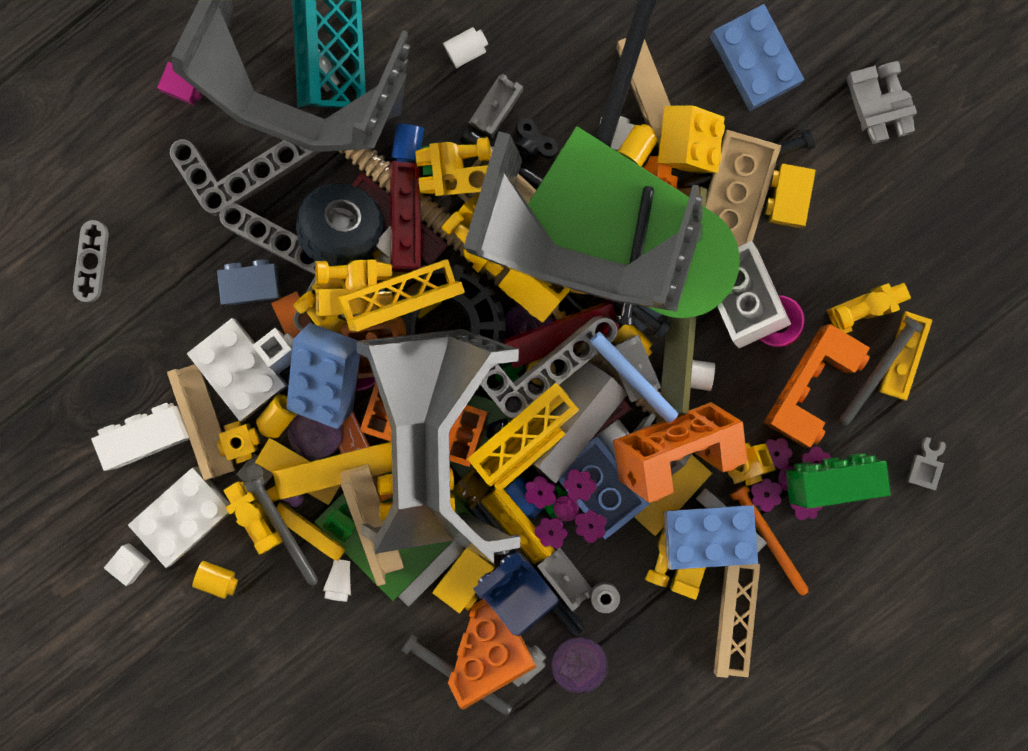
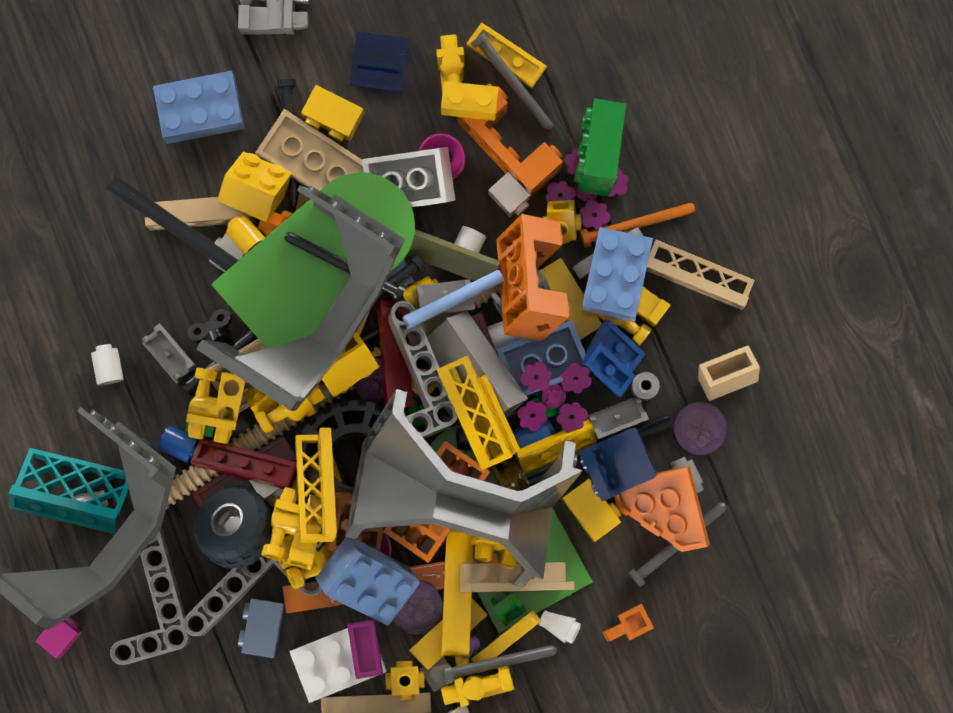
camera: 75 degrees left, 5 degrees down
(255, 393) = (365, 649): none -> magenta tile
(275, 350) = (330, 618): white brick -> none
(275, 417) = (393, 639): yellow brick -> none
(362, 652) = (632, 623): none -> orange plate
(431, 573) = (577, 537): light grey beam -> none
(624, 556) = (613, 358): none -> blue slope
(644, 678) = (728, 373): none -> tan brick
(760, 402) = (509, 195): none -> white brick
(844, 333) = (469, 100): none -> yellow brick
(860, 227) = (379, 61): none -> clear blue slope
(925, 469) = (612, 67): light grey plate -> none

